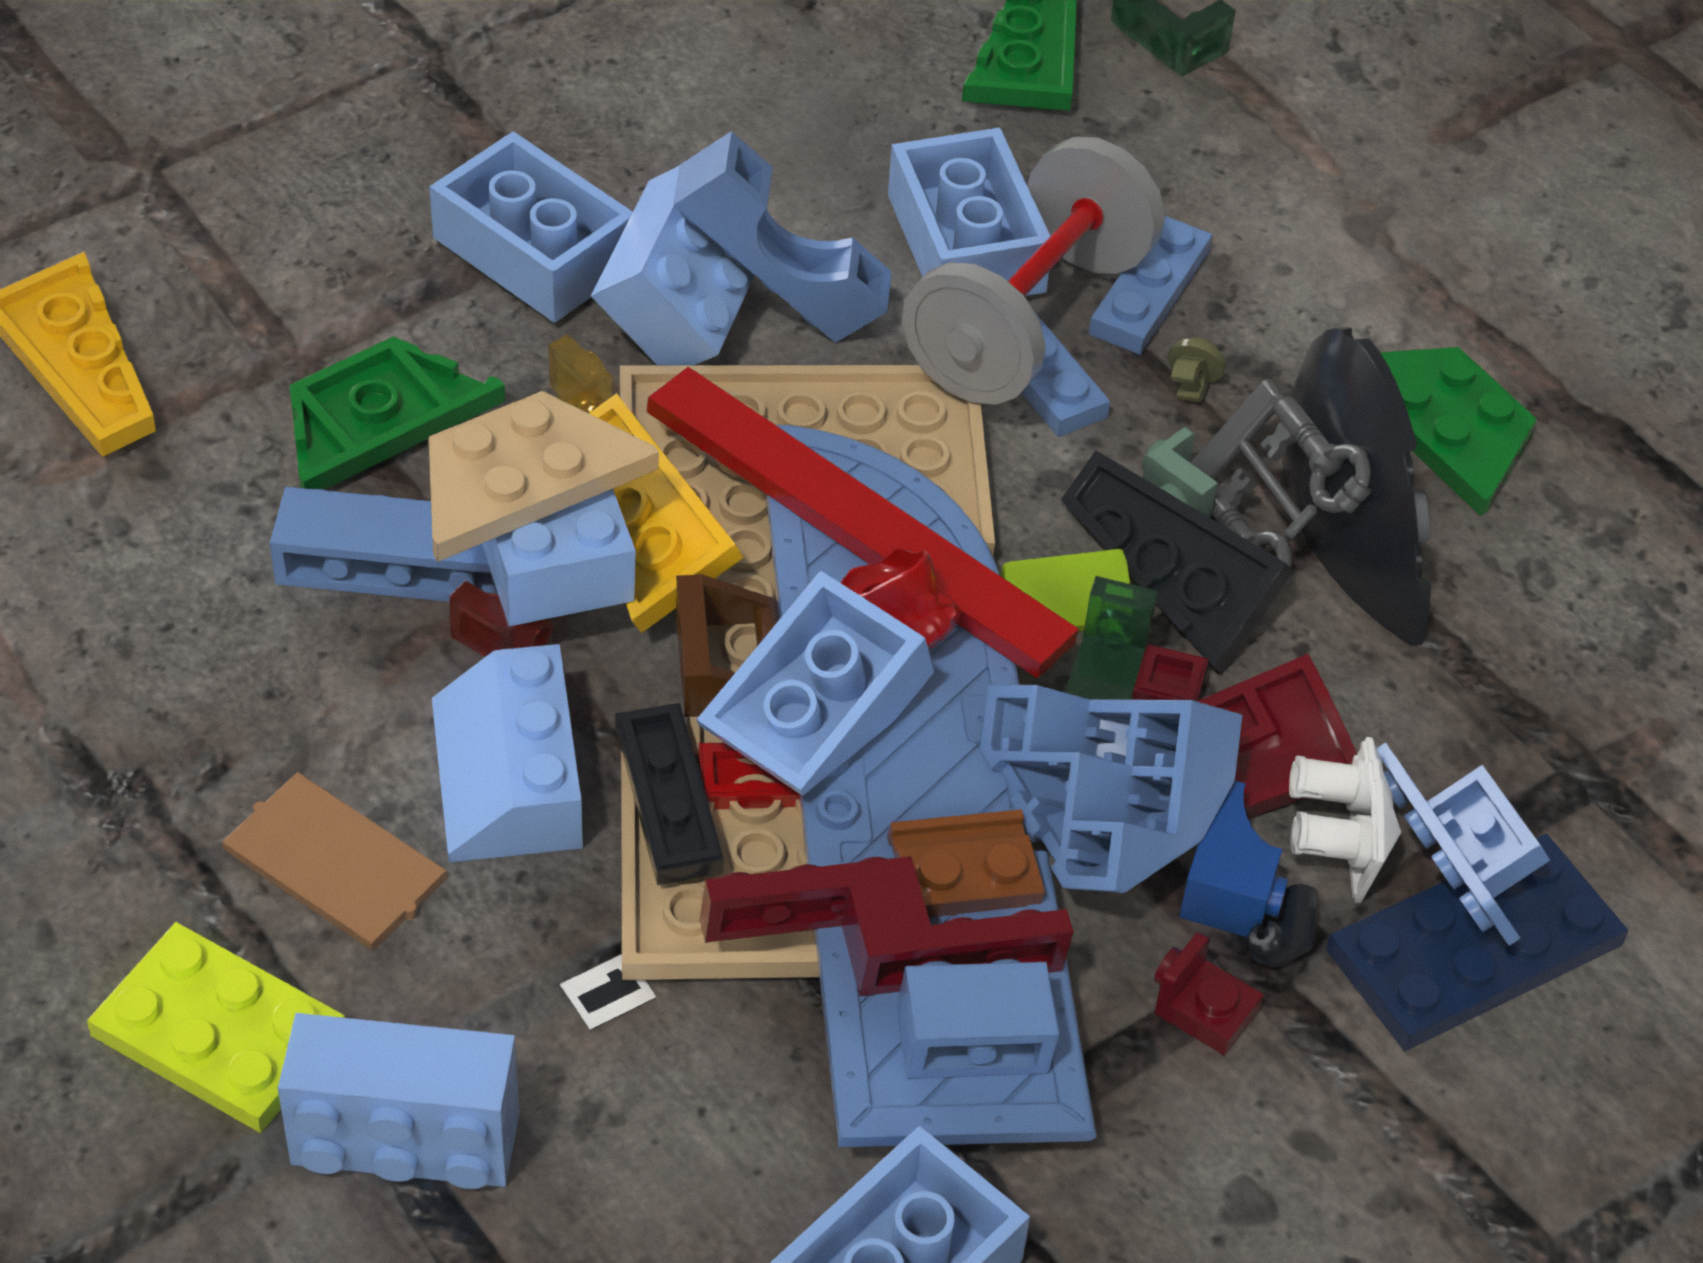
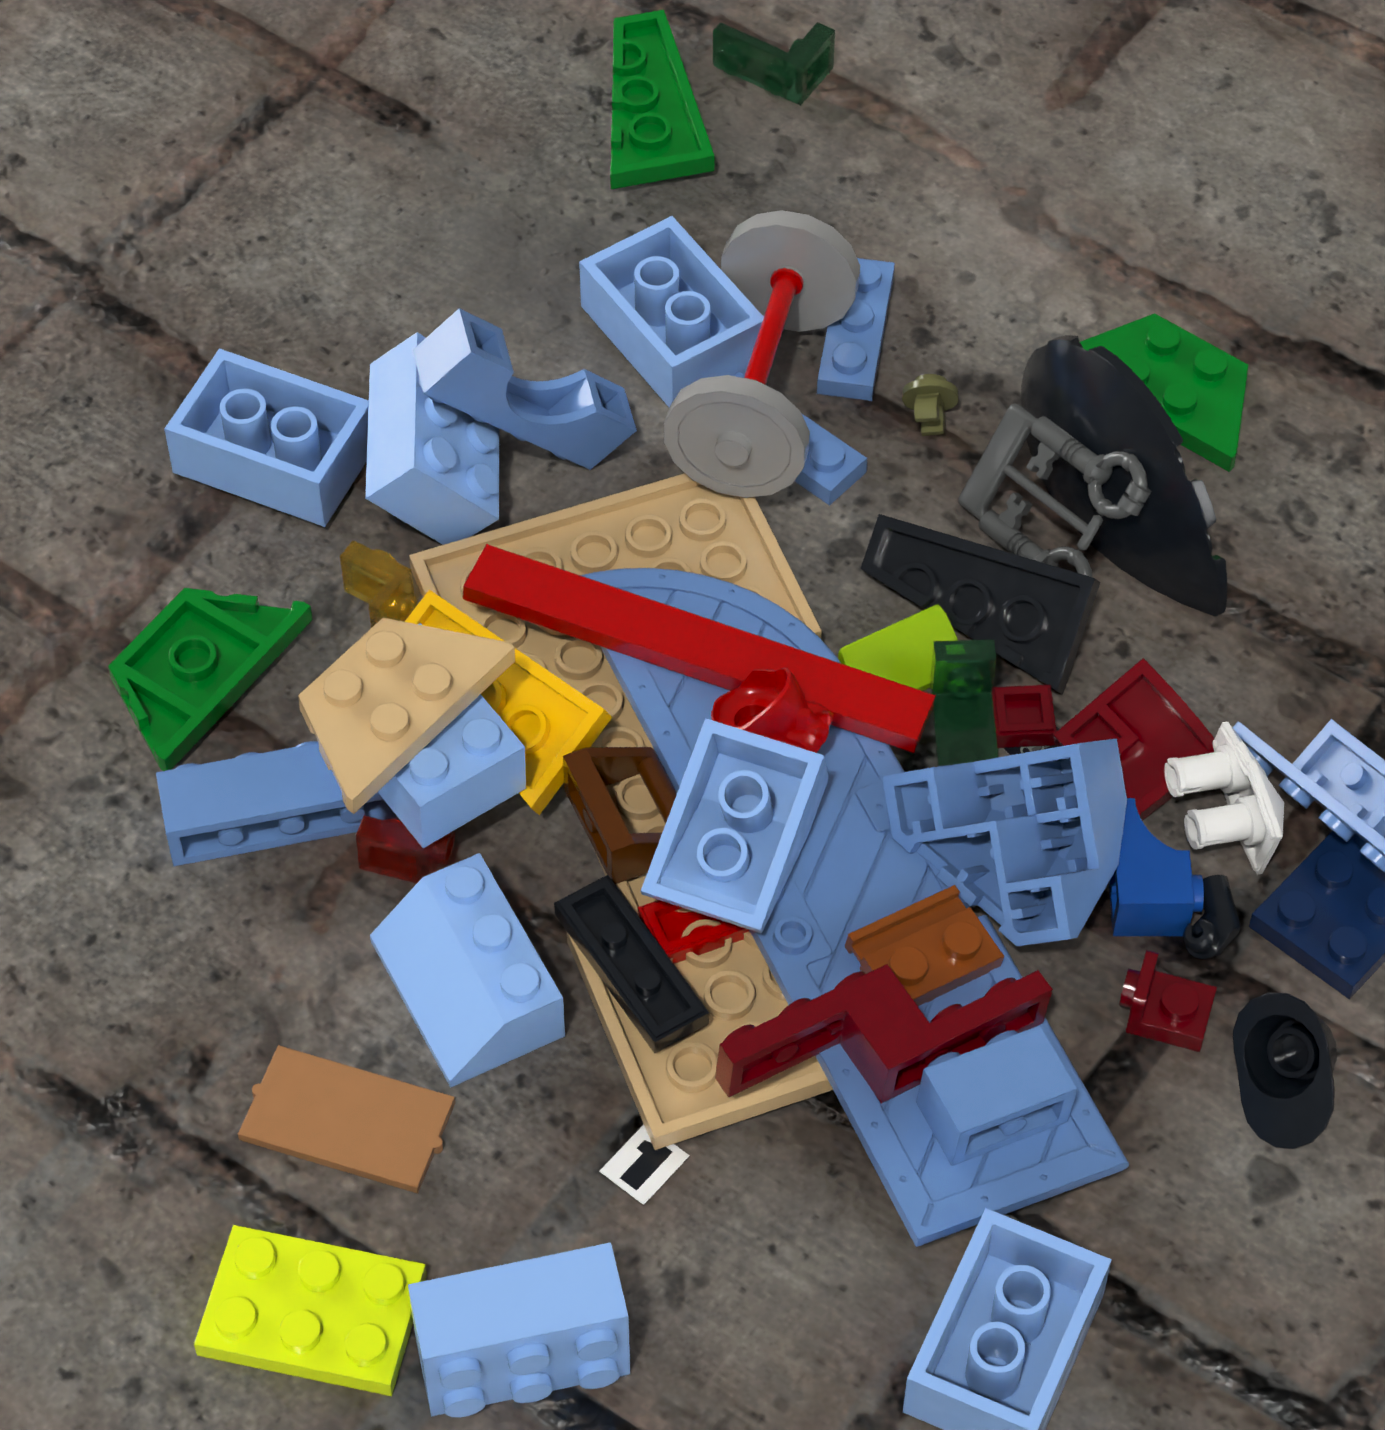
camera: 15 degrees left, 5 degrees up
(1170, 469) = (958, 517): sand green bracket -> none
(1301, 1092) = (1284, 1069): none -> black piece

